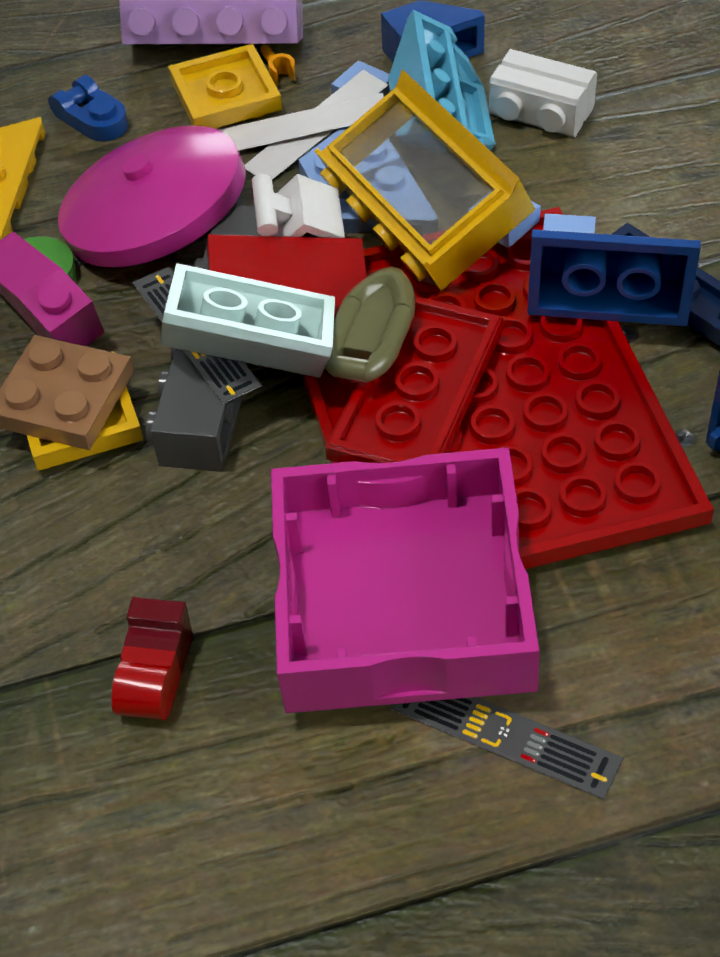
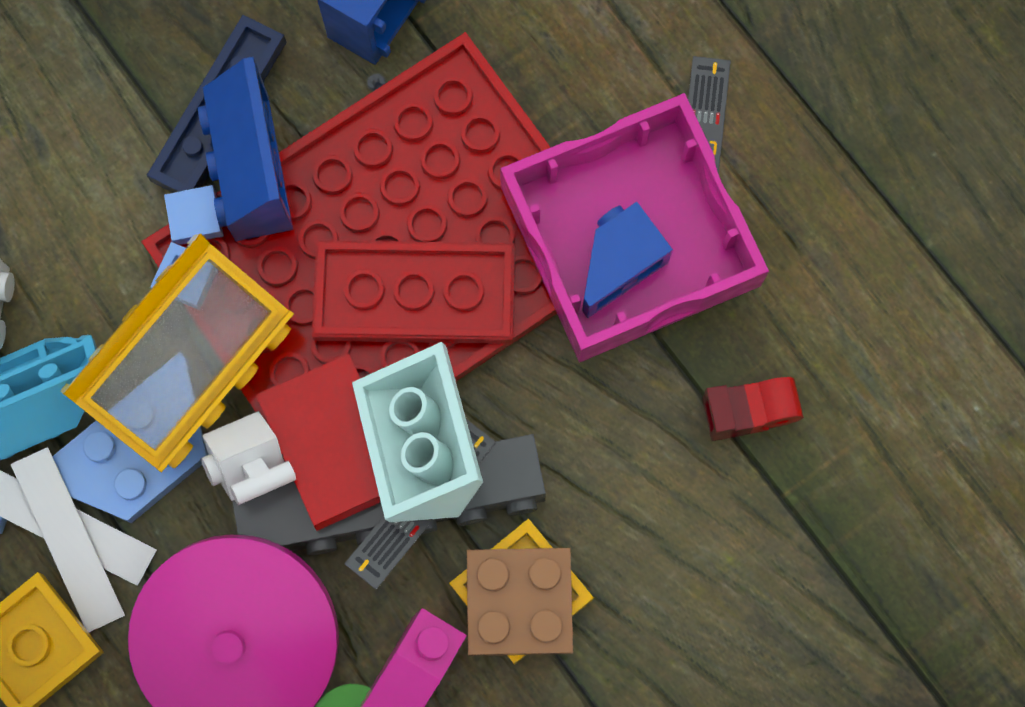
camera: 110 degrees left, 25 degrees up
(370, 552) = (623, 255): none -> blue slope
(372, 326) = (368, 336): olive piece -> none

